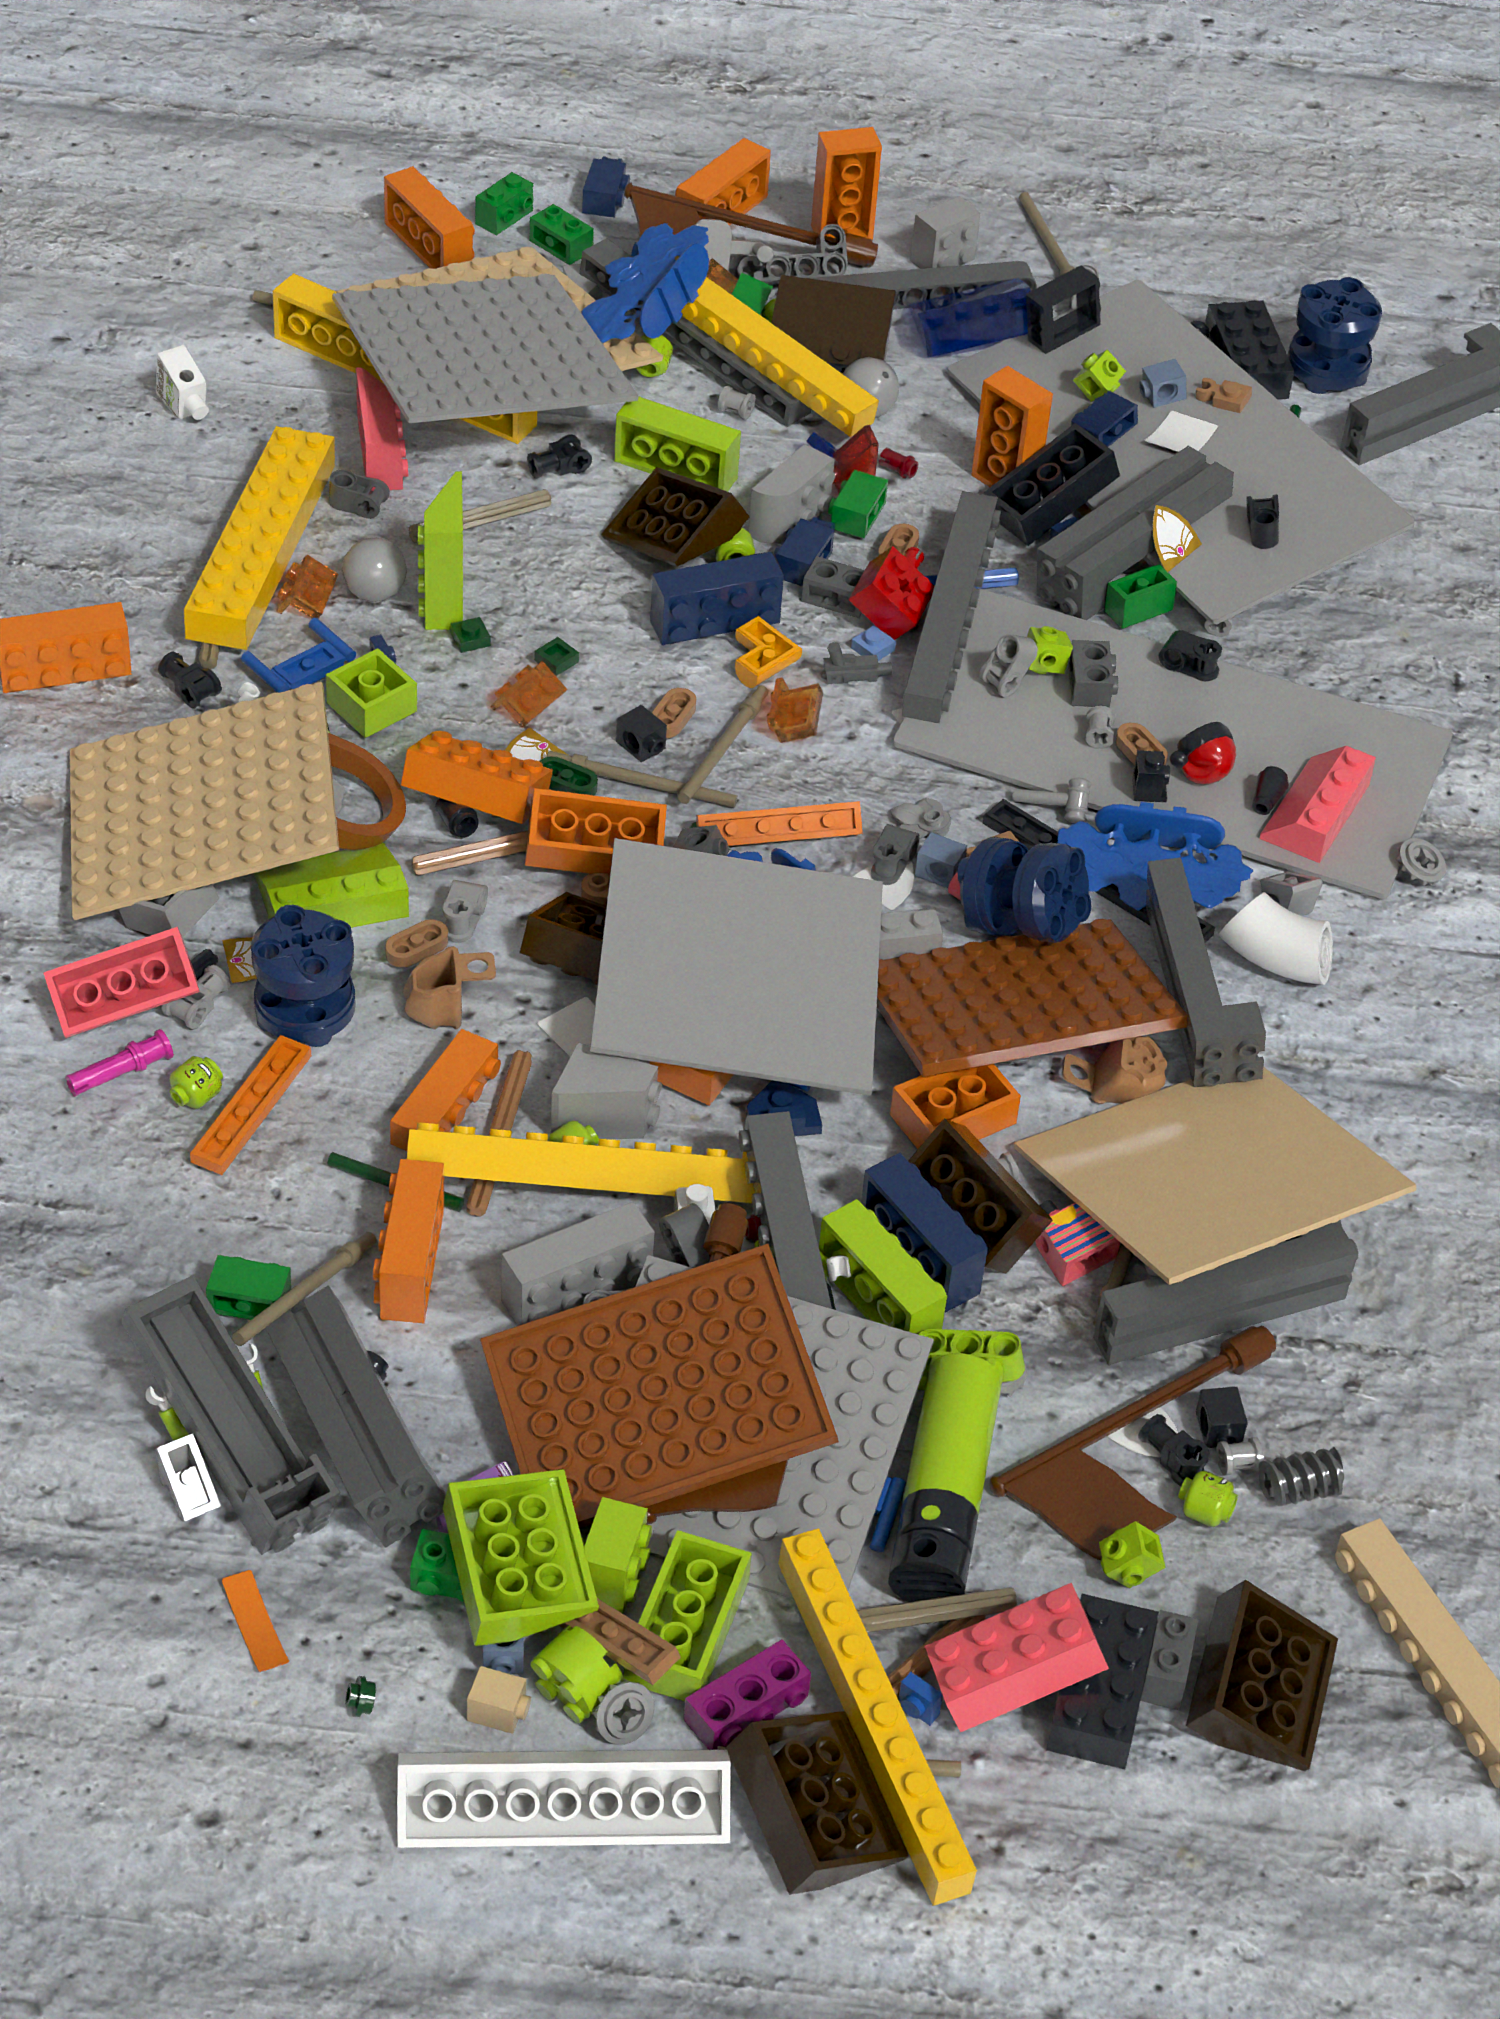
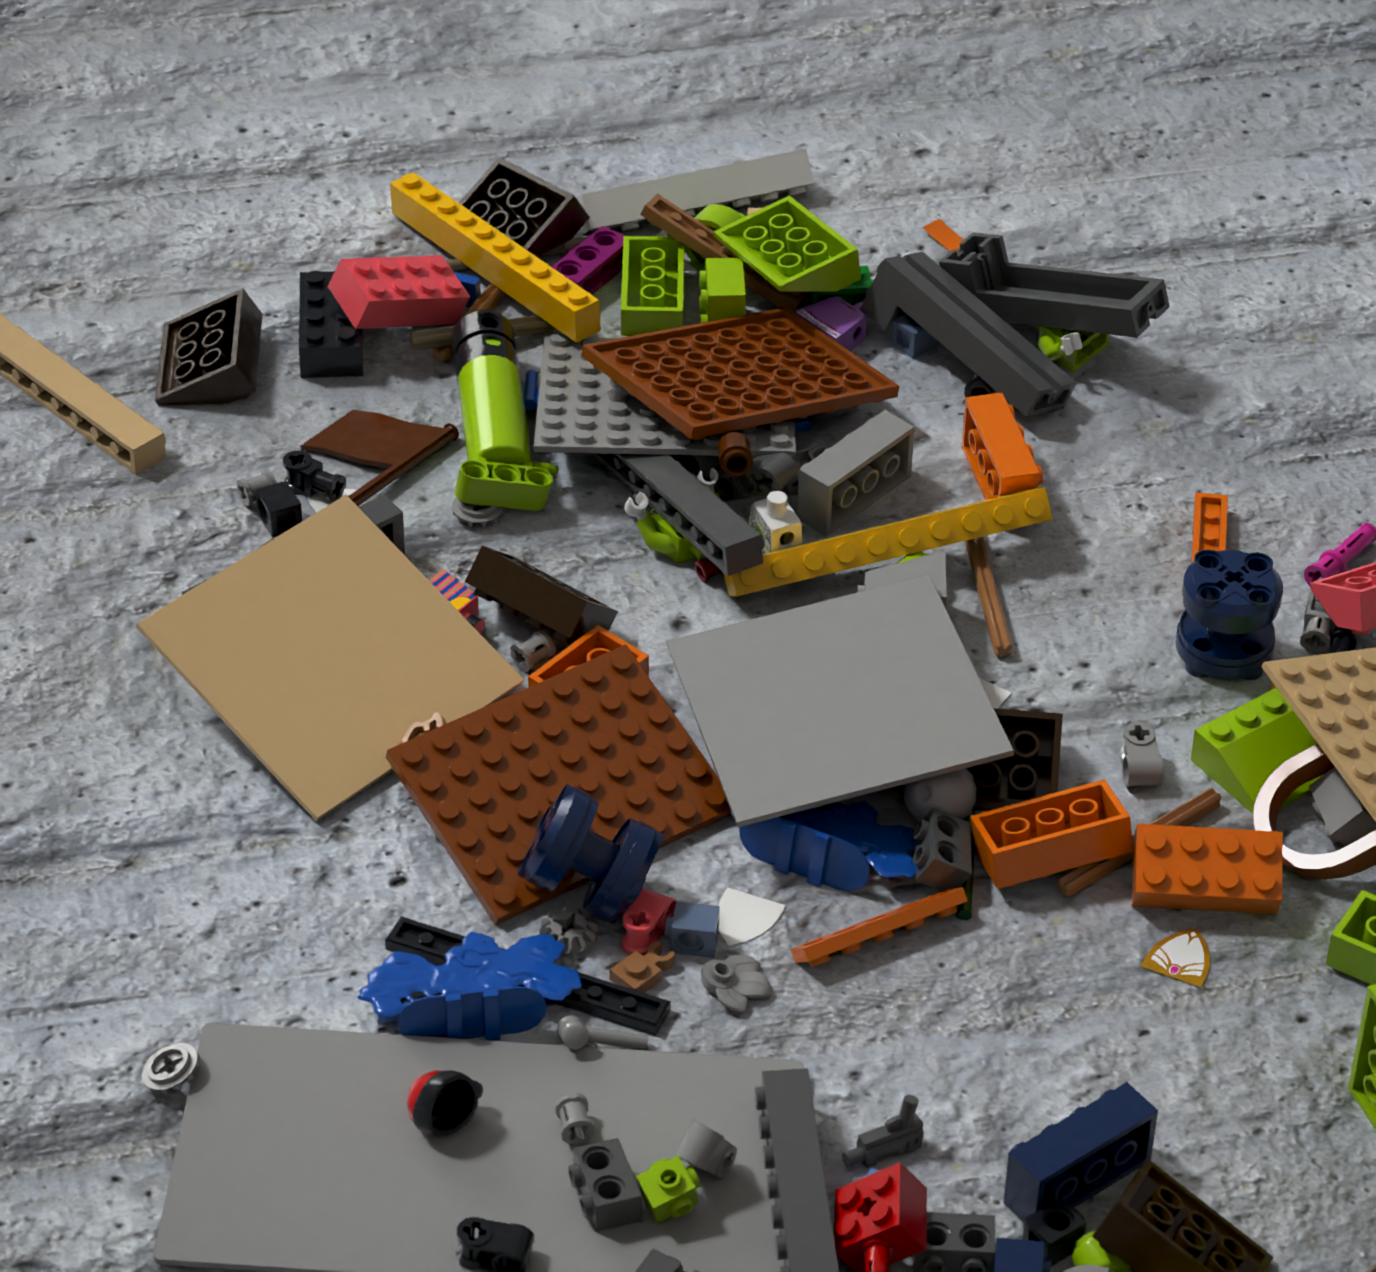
camera: 165 degrees right, 5 degrees down
(195, 1082) = (1267, 539): lime head -> none
(245, 1286) = (1107, 410): green brick -> none
(345, 1256) = (1049, 457): dark tan bar -> none
(360, 1696) = (860, 213): dark green plate -> none
(381, 1176) = (1064, 531): dark green bar -> none
(416, 943) = (1165, 715): medium nougat plate -> none
(435, 986) = (1106, 666): medium nougat piece -> none
(448, 1087) = (1049, 594): orange brick -> none
(470, 634) = (1330, 1073): dark green plate -> none
(530, 694) = (1222, 1007): clear orange bracket -> none
(557, 656) = (1220, 1062): dark green plate -> none
(570, 776) = (1123, 922): dark green plate -> none
(641, 733) = (1074, 988): black brick -> none
(647, 780) = (1120, 946): dark tan bar -> none
(676, 710) = (1057, 1028): medium nougat plate -> none
(747, 711) = (978, 1059): dark tan bar -> none
(768, 652) = (987, 1125): light orange brick -> none
(794, 711) = (927, 1062): clear orange bracket -> none
(884, 1278) = (599, 520): lime brick -> none
(893, 853) = (749, 925): dark grey piece -> none
(909, 932) = (706, 845): light grey slope -> none
(926, 1227) = (580, 558): dark blue brick -> none
(1131, 1555) = (329, 393): lime brick -> none
(1136, 737) = (524, 1112): medium nougat plate -> none
(1150, 777) = (498, 1063): black brick -> none
(1169, 1660) = (283, 345): dark grey brick -> none
(1208, 1498) = (273, 444): lime head -> none
(1219, 1039) = (359, 767): dark grey brick -> none
(1270, 787) = (359, 1094): black cone -> none
(1281, 940) = (316, 912): white brick -> none
(1294, 890) = (308, 980): light grey slope -> none
(1302, 1474) = (201, 475): dark grey piece -> none
(1320, 802) = (299, 1090): coral slope -> none

